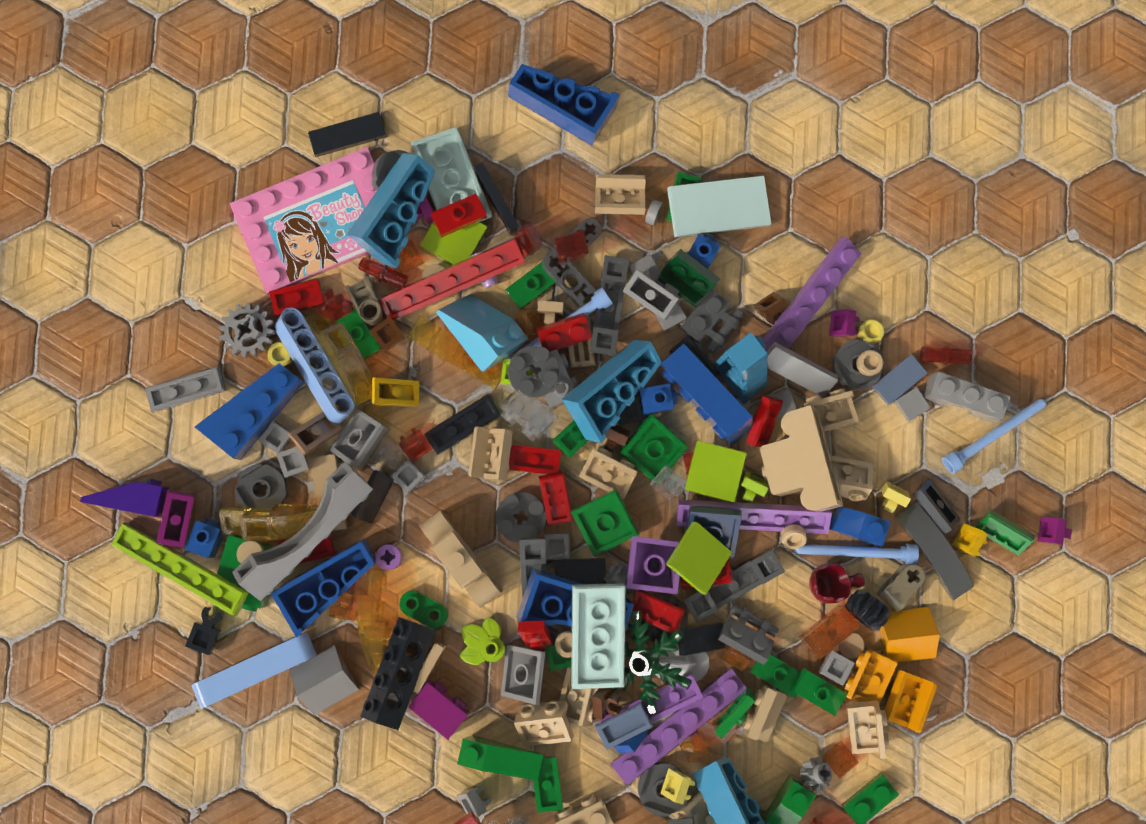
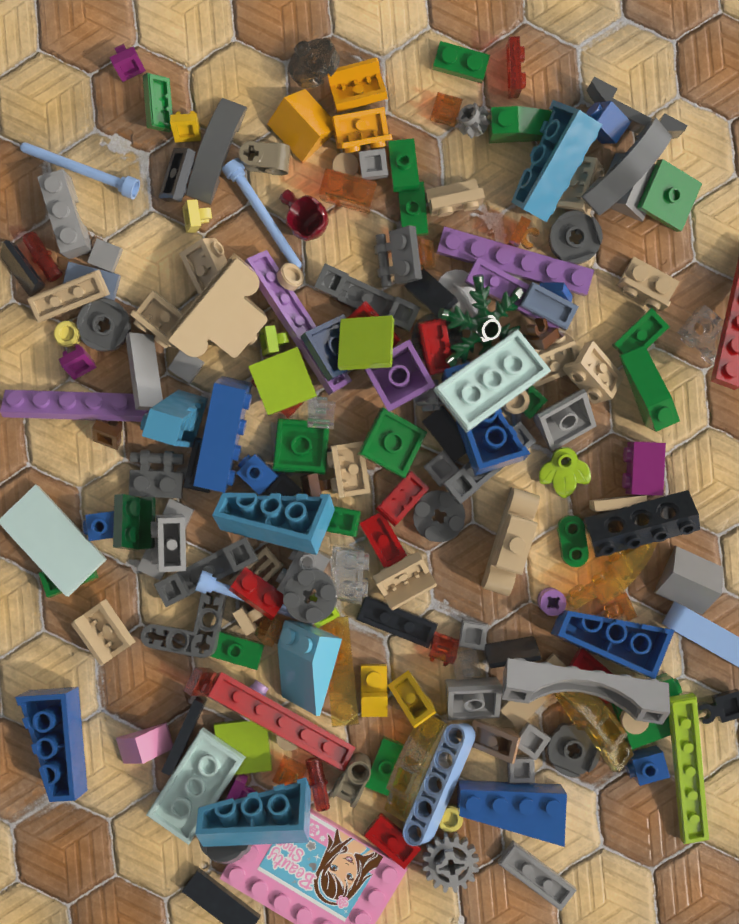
camera: 125 degrees left, 5 degrees up
(134, 497) = (655, 847): dark purple slope -> none
(175, 518) = (650, 804): magenta brick -> none
(334, 306) = (376, 804): clear red tile -> none
(387, 334) = (367, 741): reddish brown tile -> none
(422, 367) = (374, 690): none -> yellow slope
(458, 215) = (222, 757): red plate -> none
(471, 801) = (700, 385): light grey tile -> none
(511, 164) = (145, 744): none -> bright pink slope
(535, 634) = (528, 433): red plate -> none
(571, 247) = (180, 641): clear red panel -> none
(654, 212) = (98, 591): light grey tile -> none
(676, 786) = (567, 227): light yellow tile -> none
(735, 713) = (471, 221): green plate -> none
(764, 421) = (210, 370): red plate -> none
(859, 525) = (240, 227): blue slope -> none
(866, 728) = (405, 104): tan bracket -> none
(867, 610) = (306, 171): black gear -> none
(869, 363) = (95, 316): tan tile -> none
(900, 353) = (68, 296): none -> tan tile
(947, 332) = (21, 268): none -> black slope
(952, 678) = (313, 62): none -> clear smoke plate

